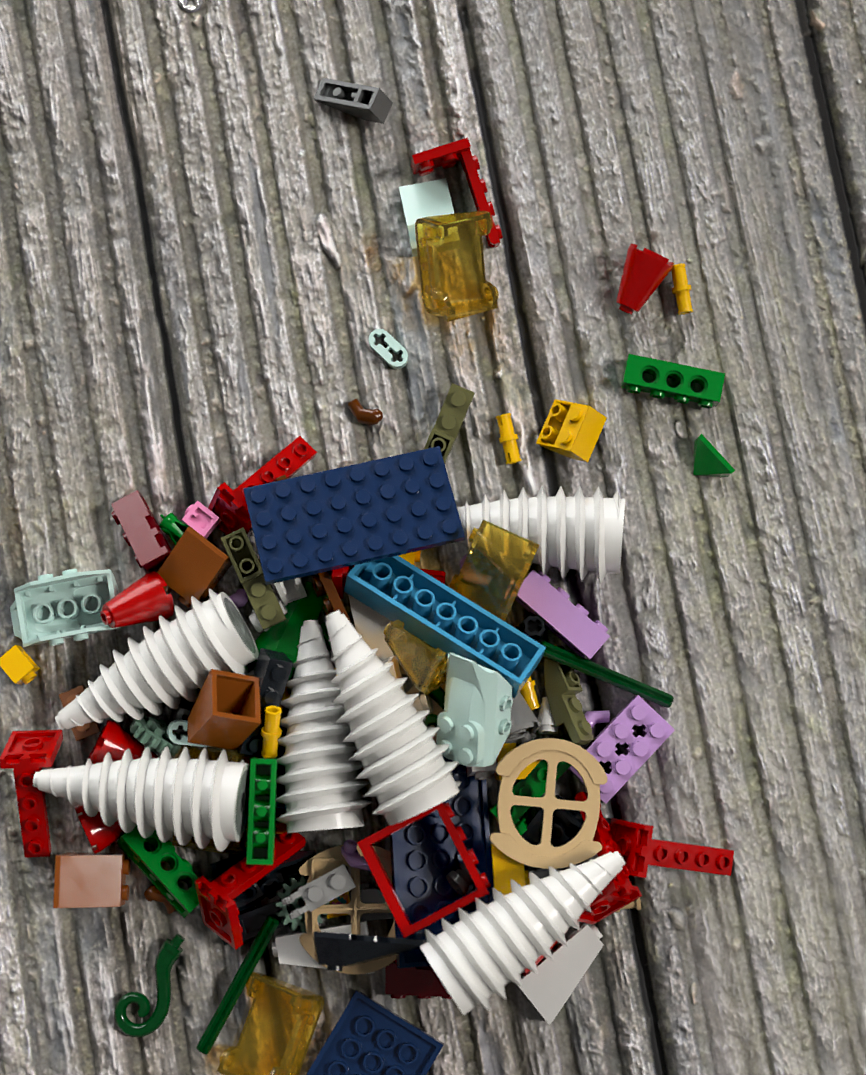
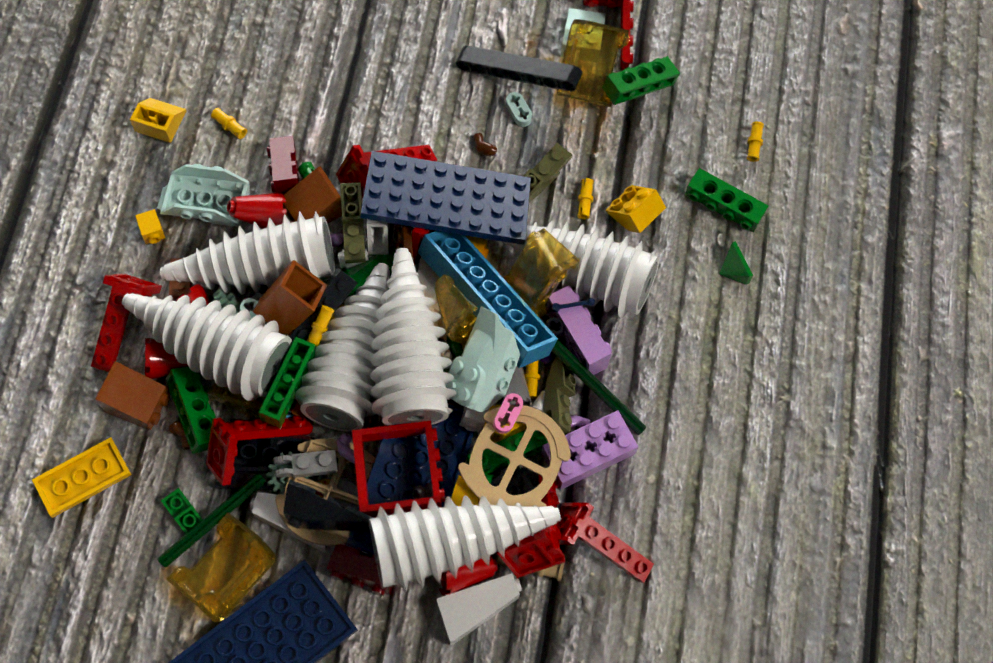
camera: 15 degrees right, 15 degrees down
(52, 497) = (229, 123): none -> yellow pin
(73, 989) = (81, 477): none -> yellow plate
(165, 960) = (161, 483): dark green plant -> none
(199, 984) = (181, 510): none -> green slope
(201, 519) = (333, 171): bright pink bracket -> none
(372, 302) = (519, 68): none -> black beam
(502, 289) = (640, 80): none -> green brick
(516, 757) = (504, 411): none -> bright pink beam
(528, 603) = (556, 307): none -> dark blue hinge
(640, 278) = (727, 120): red cone -> none

